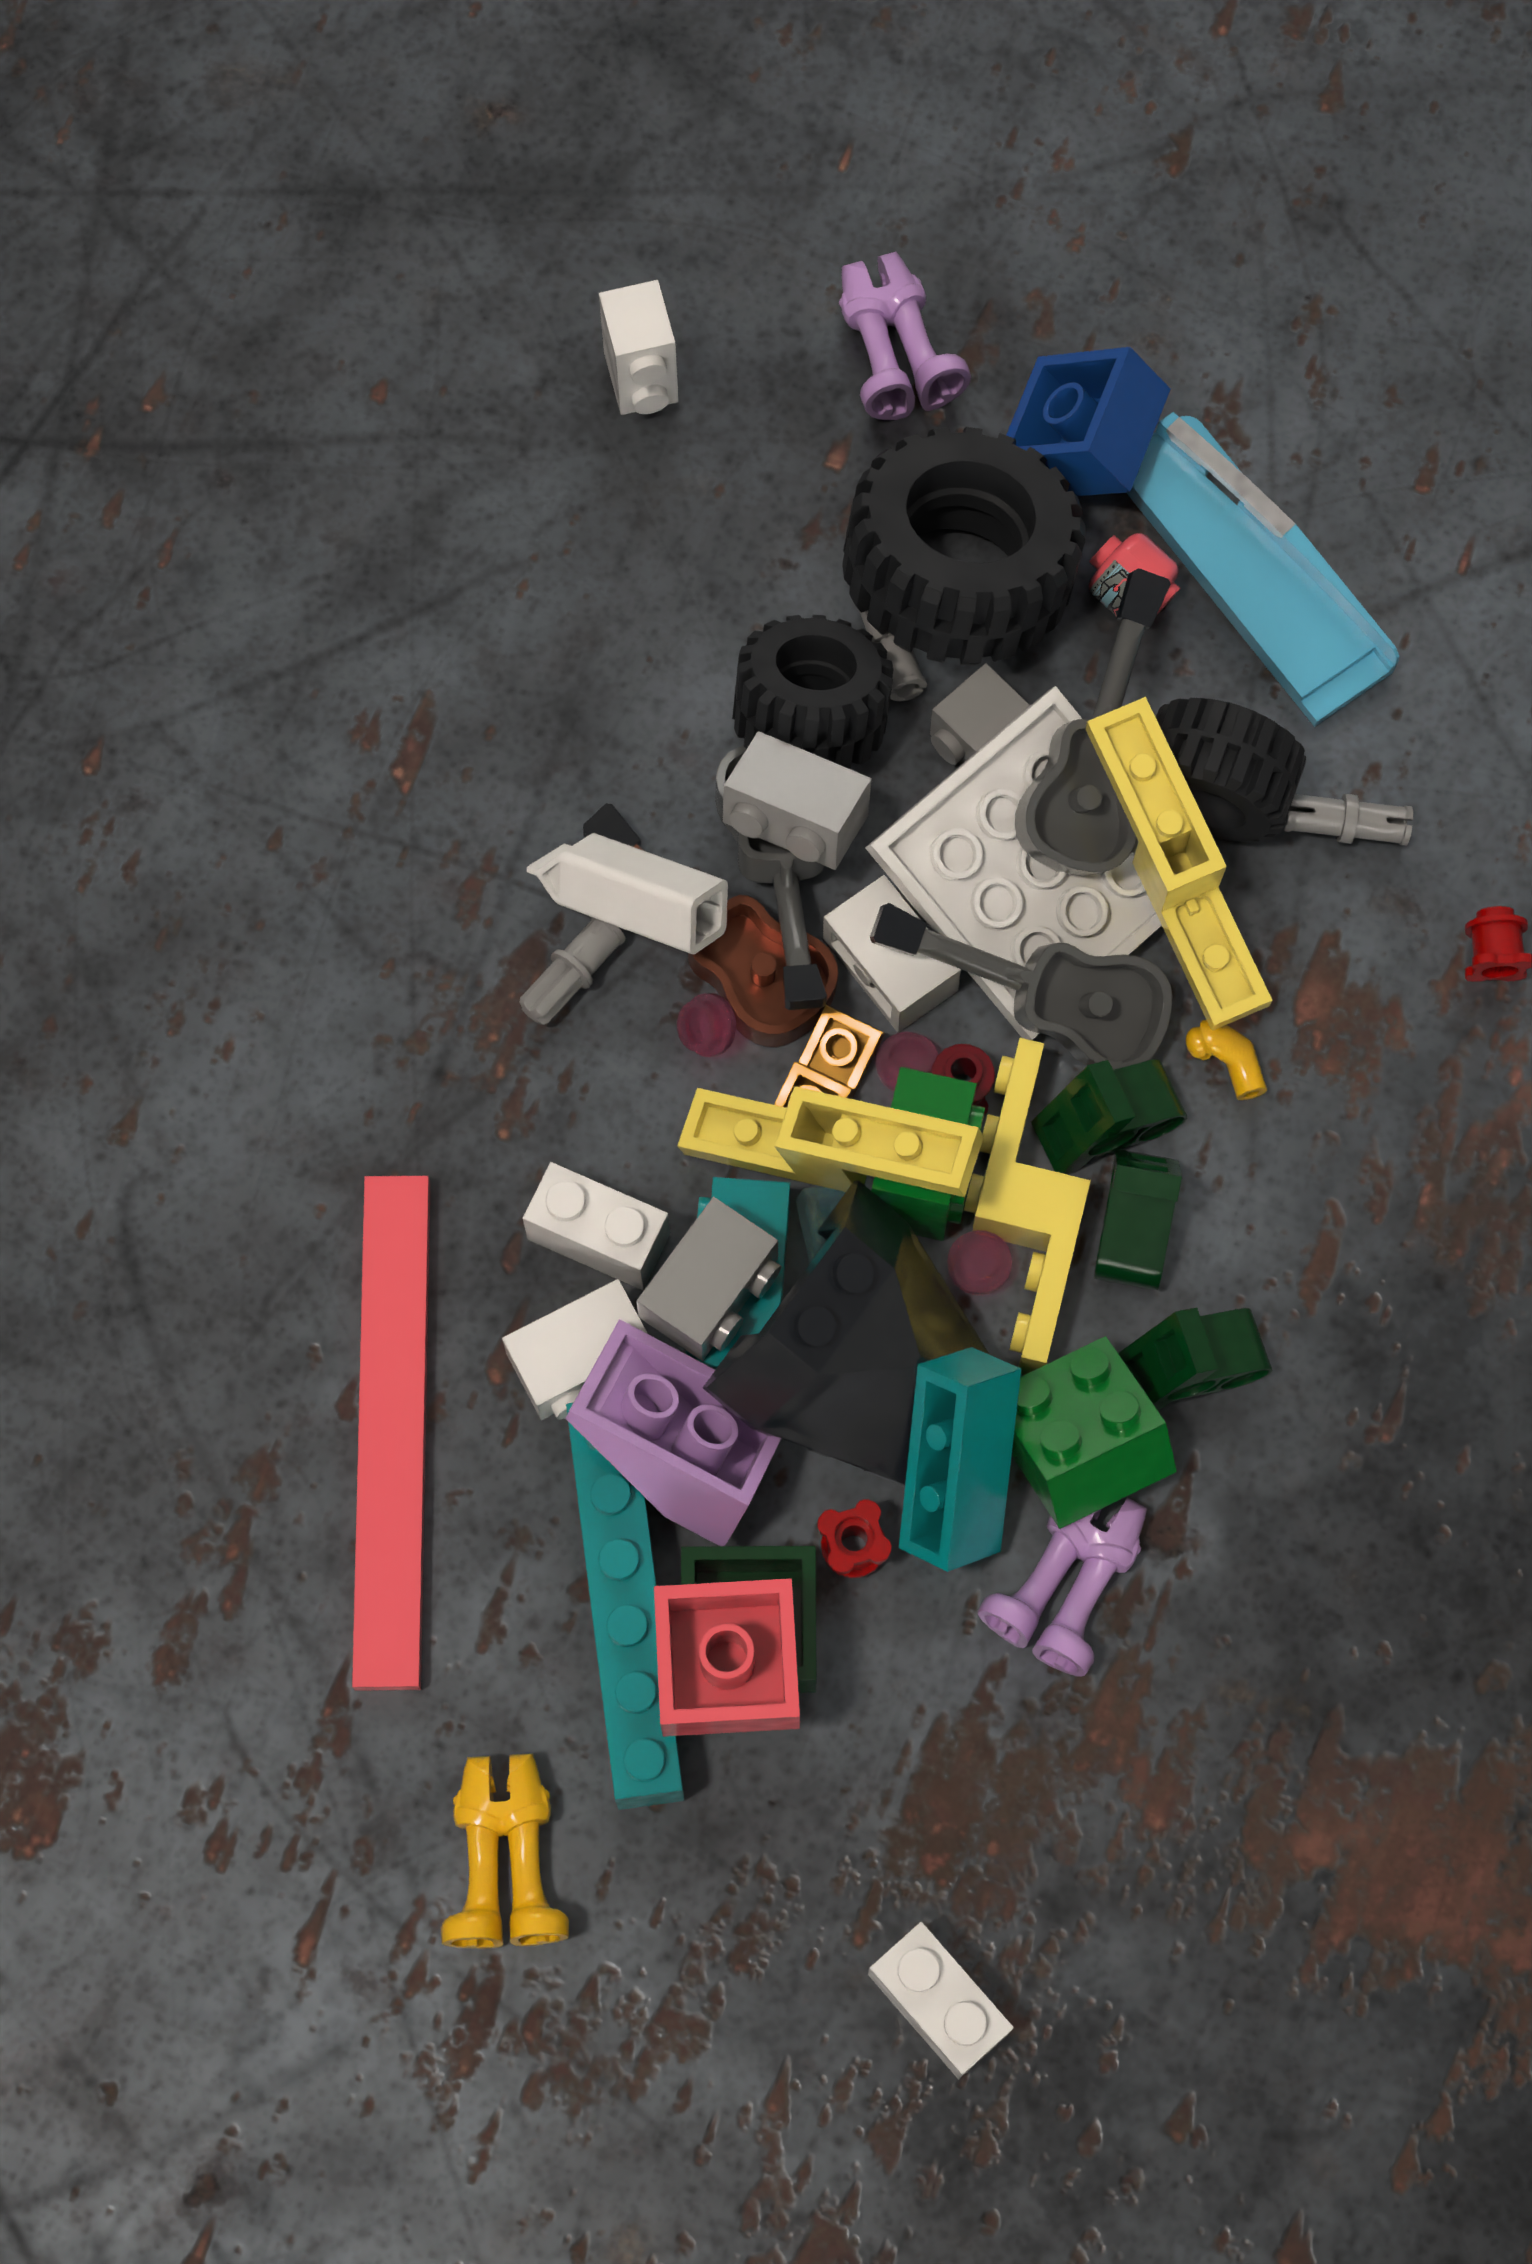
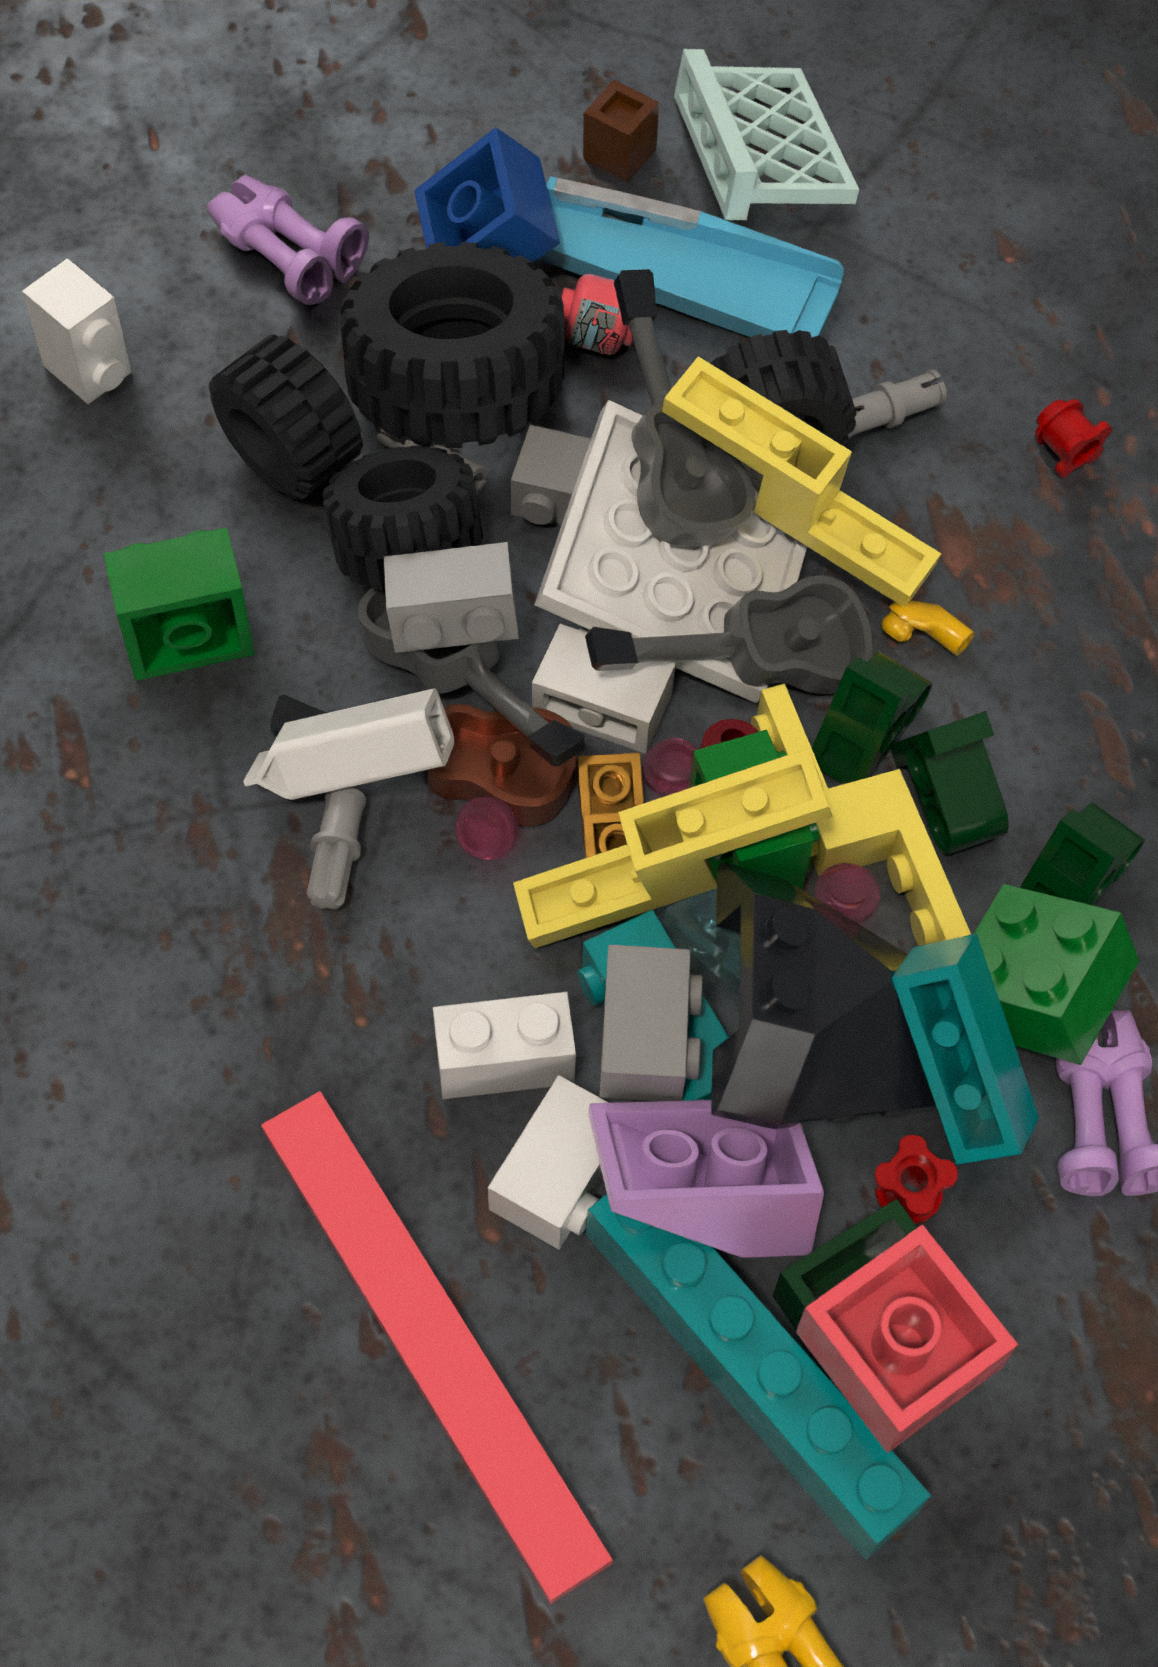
camera: 35 degrees left, 10 degrees down
(568, 670) = (179, 603): none -> green brick
(767, 538) = (286, 416): none -> black tyre
(1285, 389) = (620, 130): none -> reddish brown panel
(1370, 461) = (724, 138): none -> light aqua fence

